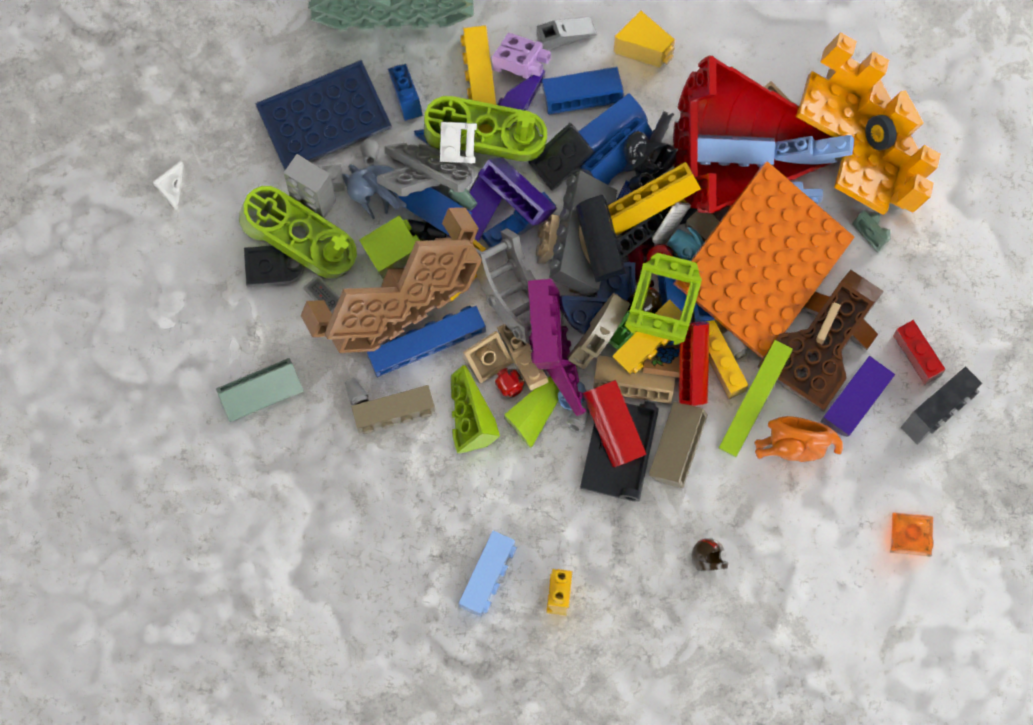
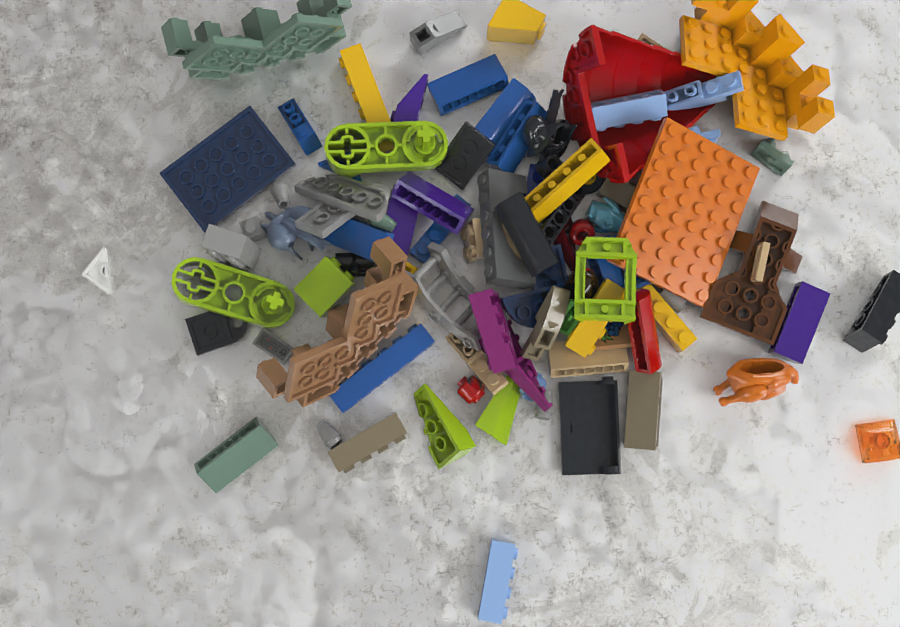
camera: 15 degrees left, 10 degrees up
(451, 142) = (357, 169): white plate -> none
(487, 357) = (444, 370): tan slope -> none
(520, 56) = (401, 66): lavender hips -> none
(559, 592) = (571, 584): yellow hips -> none
(614, 423) = (581, 408): red brick -> none
(670, 223) = (585, 197): white window -> none
(707, 555) = (698, 509): dark brown helmet -> none
(755, 398) = (706, 348): lime slope -> none
(875, 137) = (761, 68): black bush -> none
(919, 352) = (845, 265): red brick -> none

